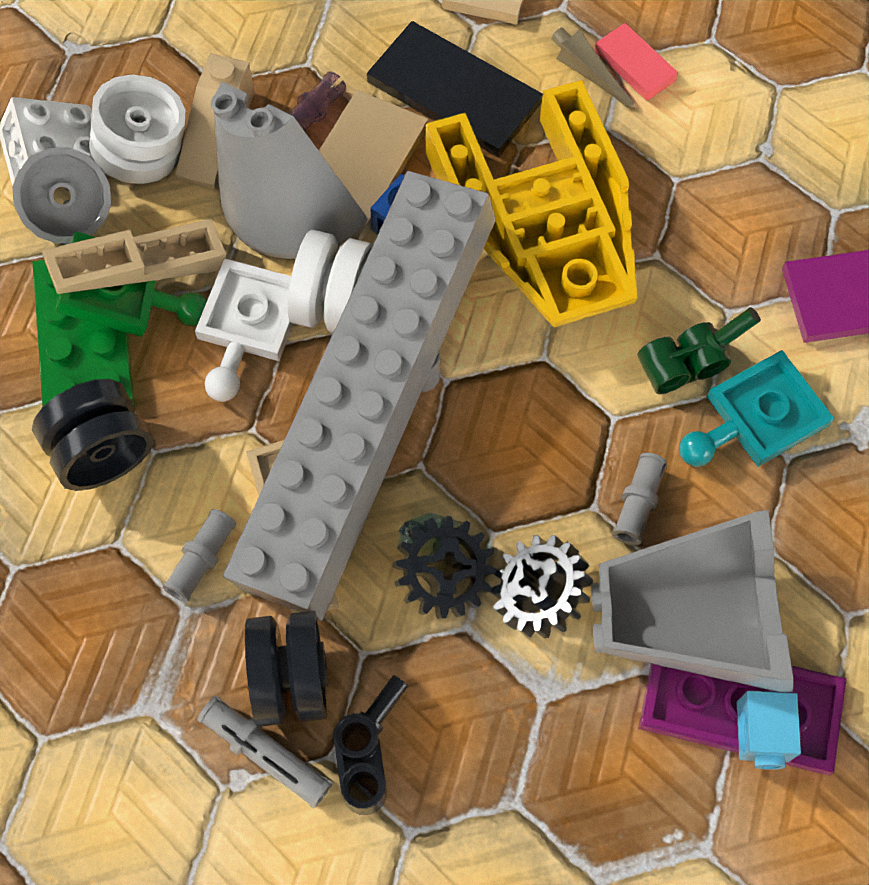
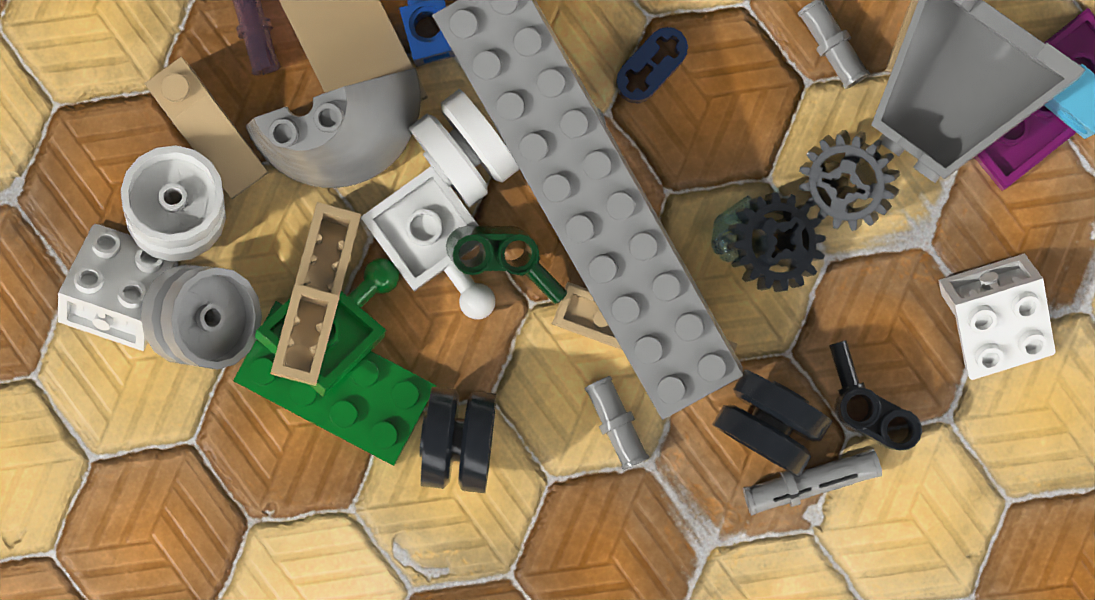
camera: 55 degrees left, 20 degrees up
(262, 362) = (491, 256): none -> dark green beam
(508, 381) = (643, 58): none -> dark blue beam
(529, 806) = (1000, 315): none -> white bracket

